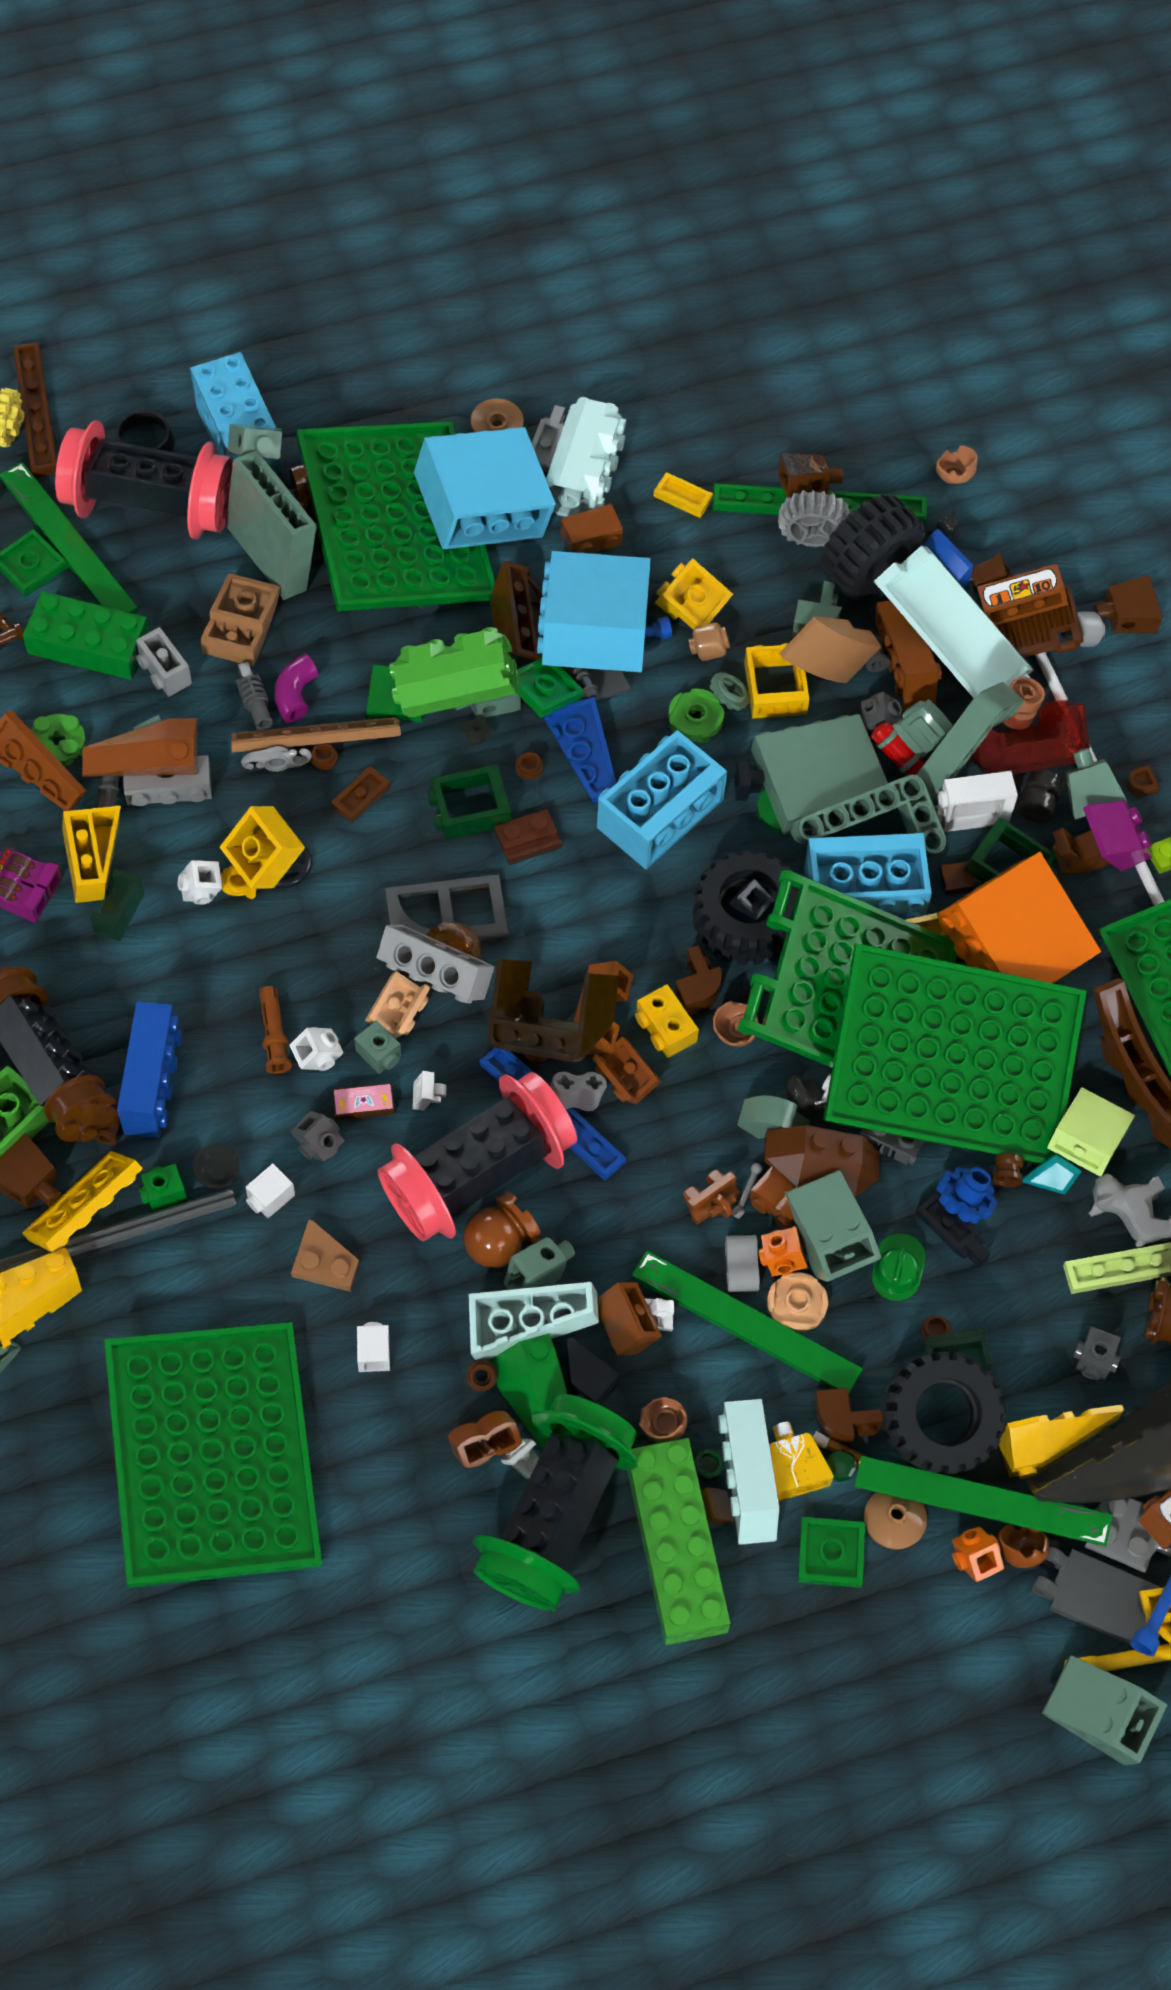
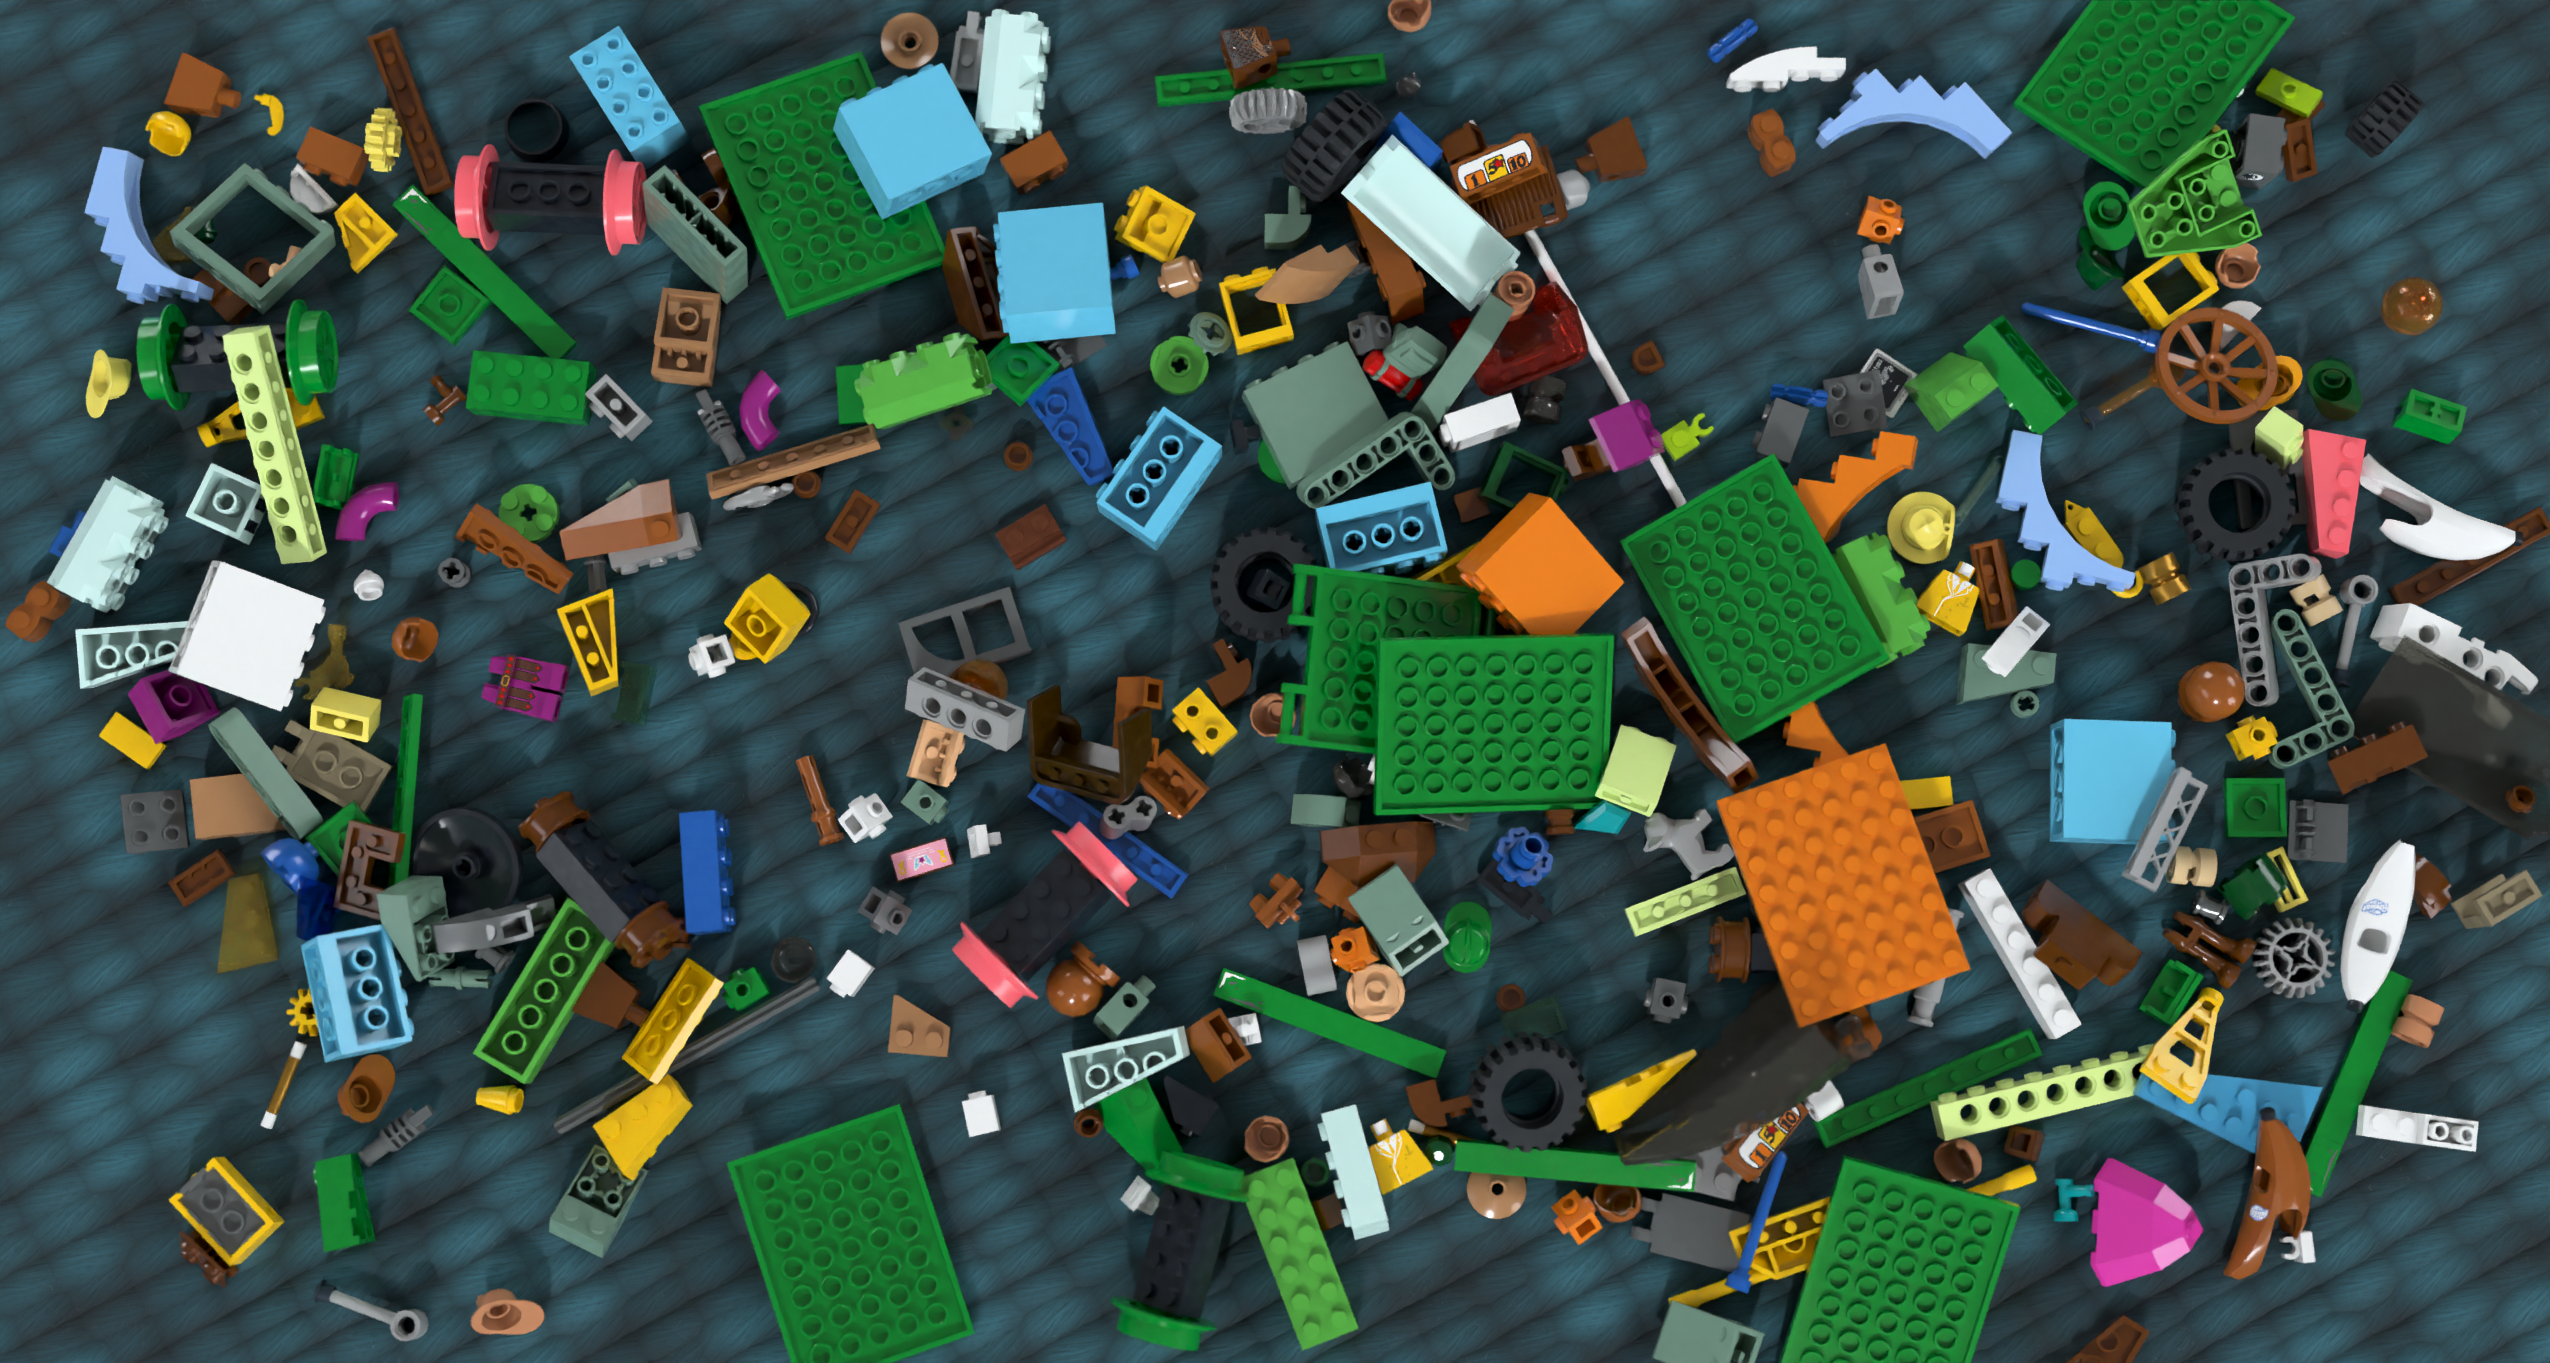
camera: 10 degrees left, 20 degrees up
(263, 439) = (660, 144): sand green torso -> none
(475, 822) = (930, 514): dark green window -> none
(479, 1441) = (1102, 1189): dark orange brick -> none
(683, 495) = (1123, 95): yellow tile -> none
(738, 1211) = (1305, 909): light grey hinge -> none
(831, 1552) = (1441, 1233): green tile -> none
(1091, 783) = (1596, 385): sand green torso -> none

